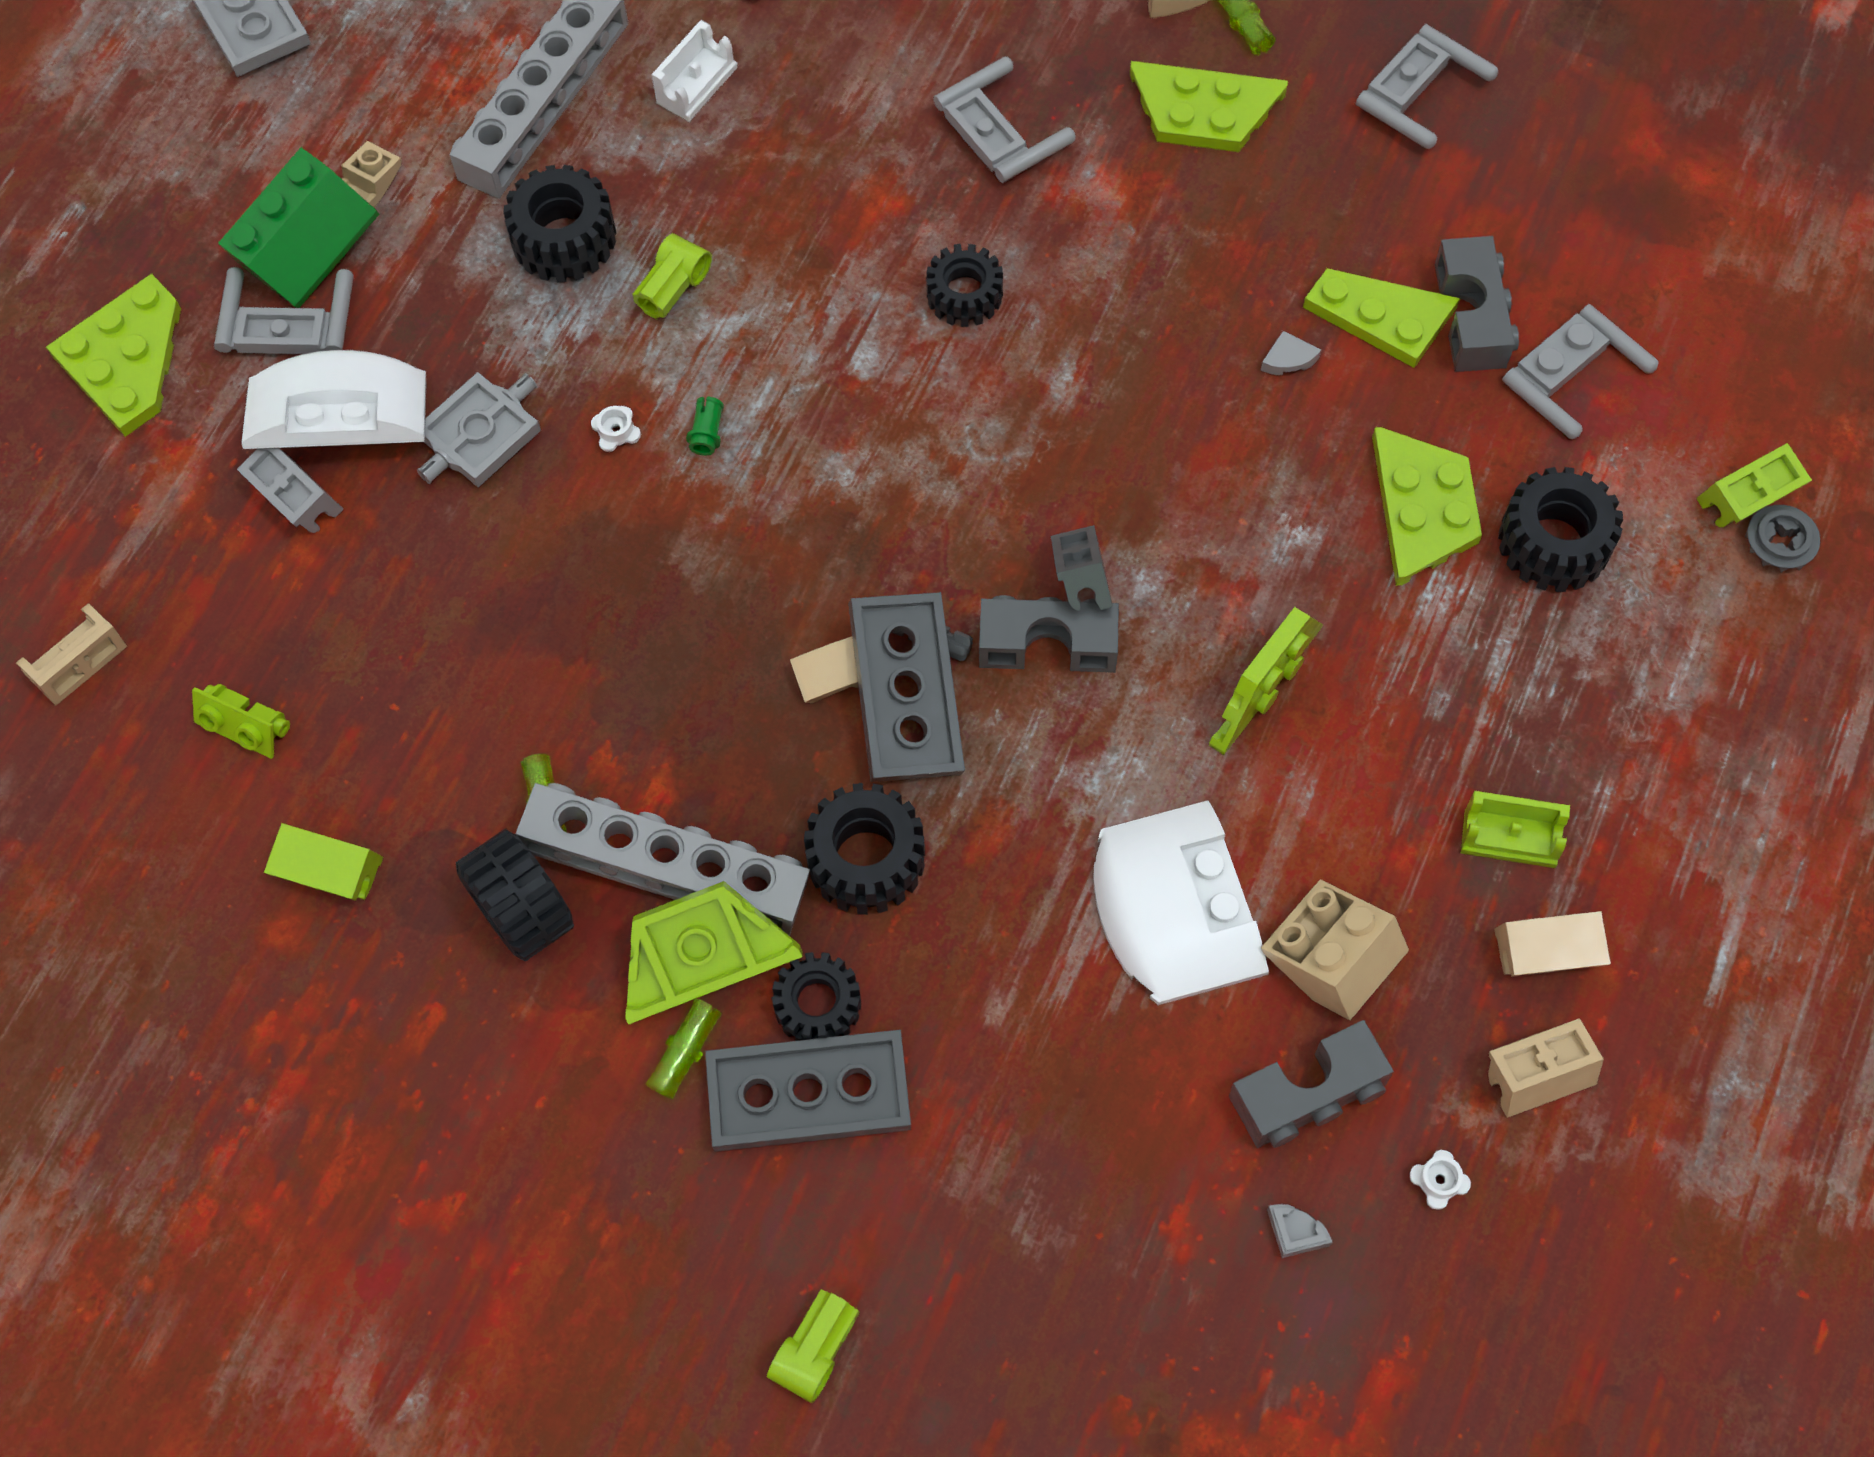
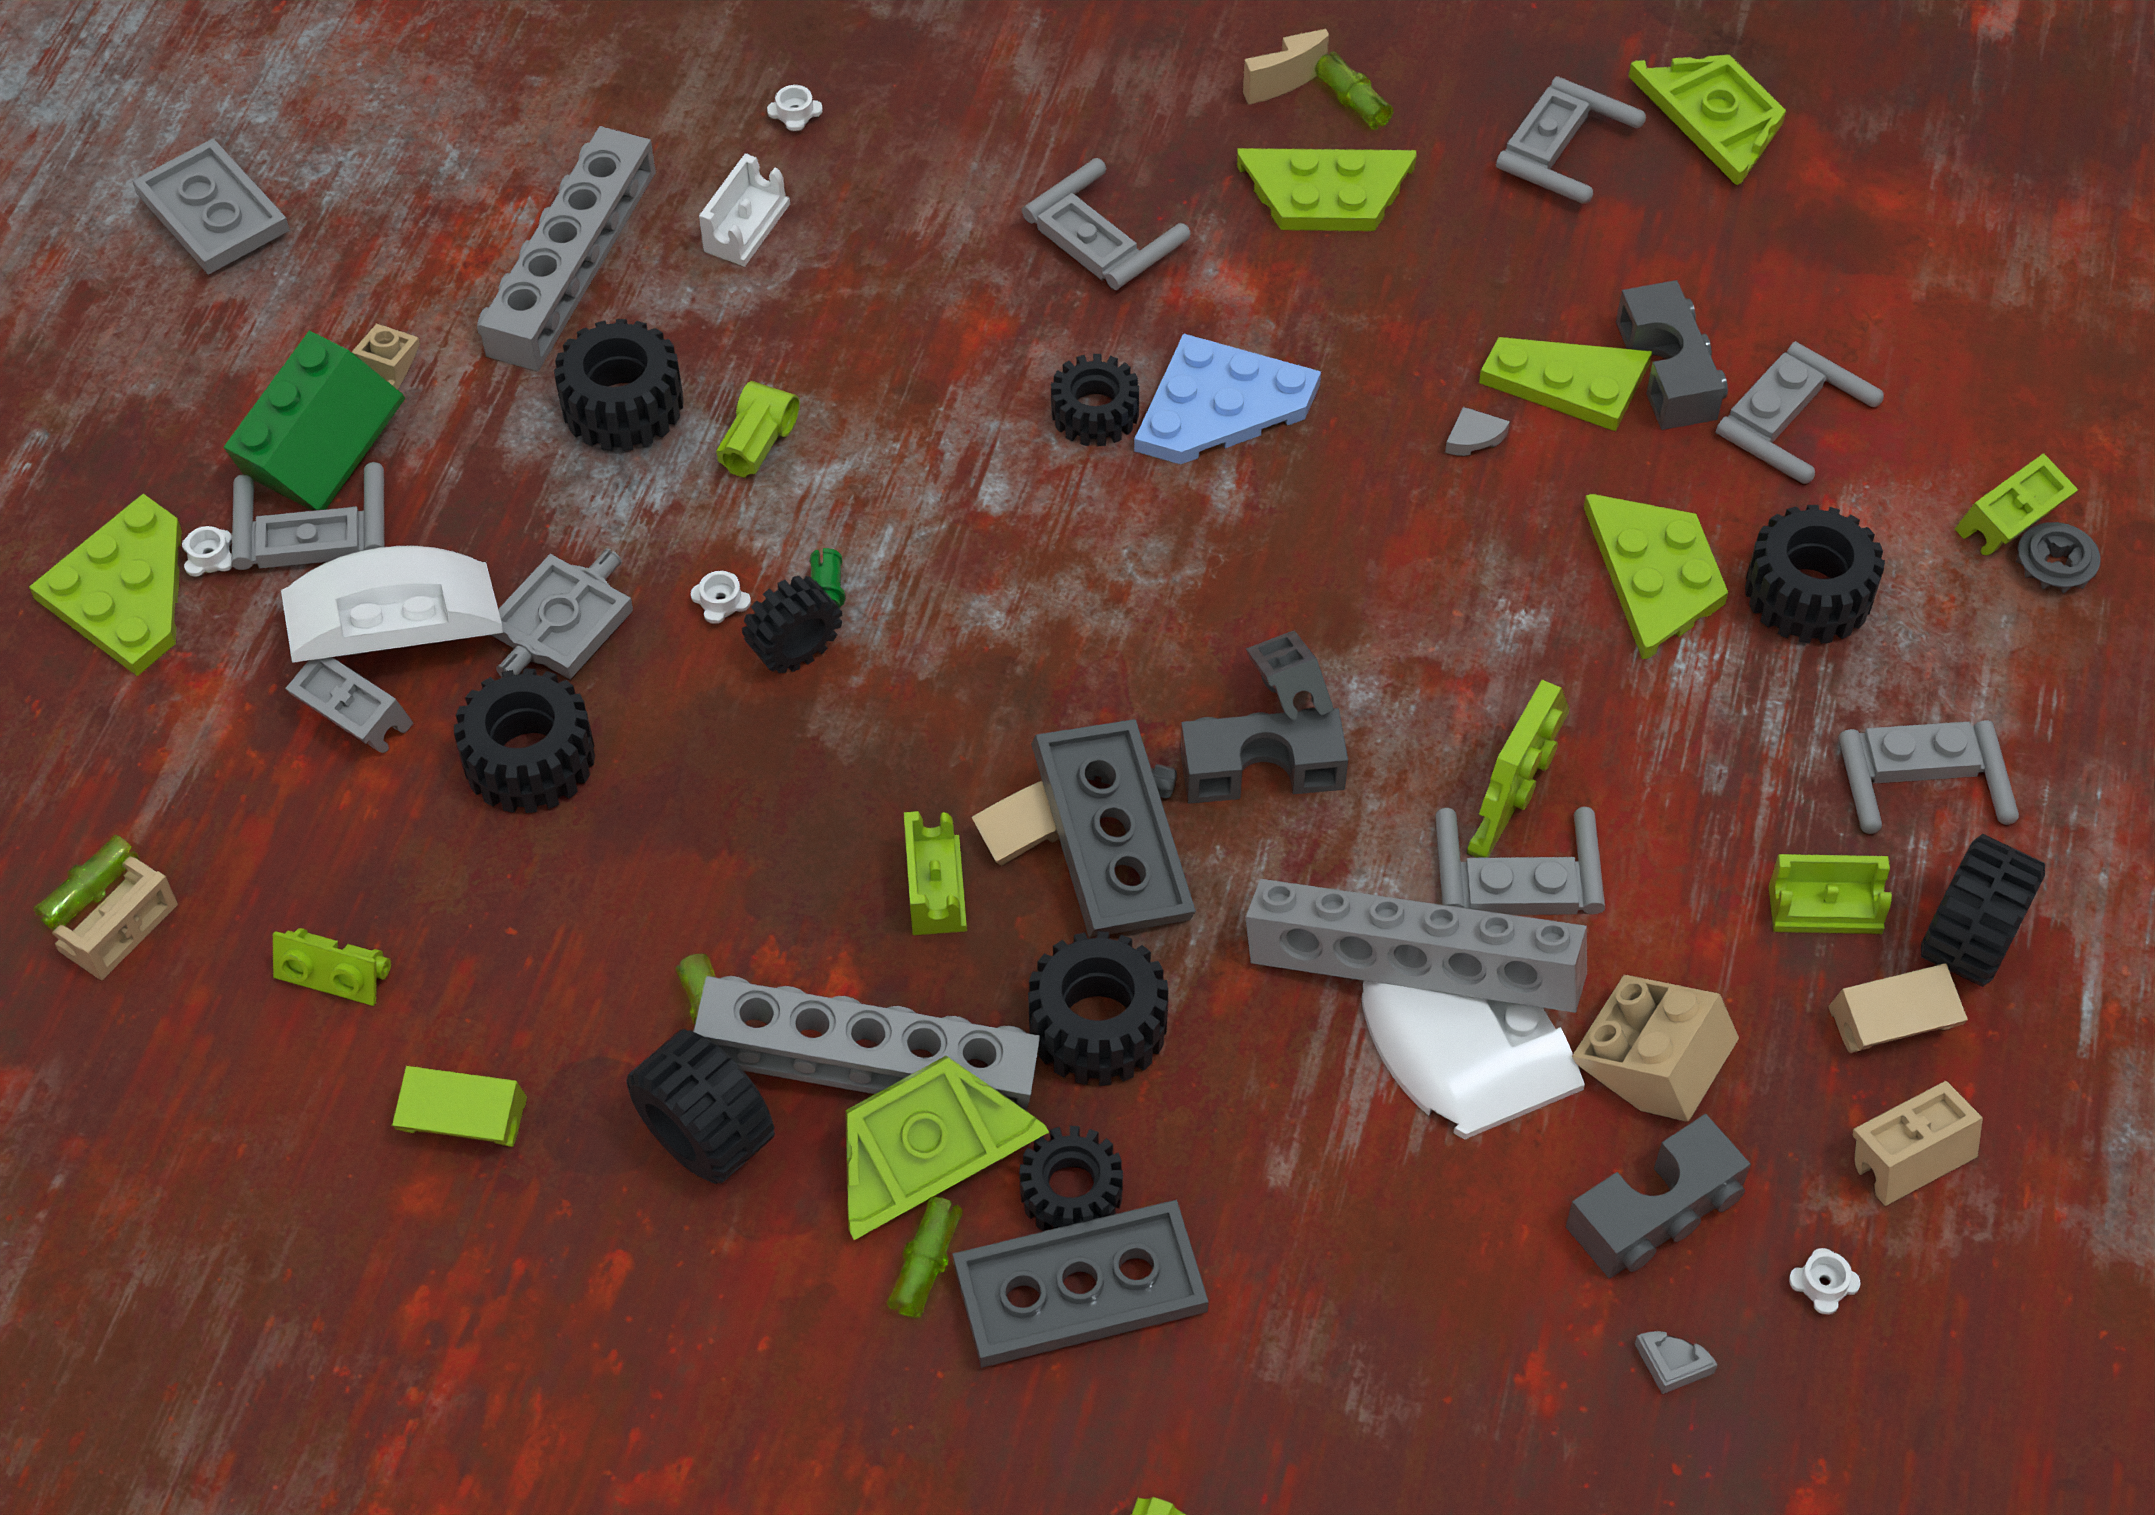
camera: 10 degrees left, 10 degrees down
(52, 619) = (85, 883): none -> clear neon green pin
(195, 323) = (207, 550): none -> white plate
(420, 511) = (520, 707): none -> black tyre
(667, 464) = (792, 624): none -> black tyre
(750, 707) = (934, 876): none -> lime hinge
(1074, 297) = (1221, 397): none -> light blue plate
(1145, 832) = (1418, 945): none -> light grey brick
(1247, 780) = (1522, 883): none -> light grey plate
(1563, 70) = (1715, 108): none -> lime wing
(1624, 708) = (1924, 754): none -> light grey plate
(1643, 868) = (1982, 909): none -> black tyre

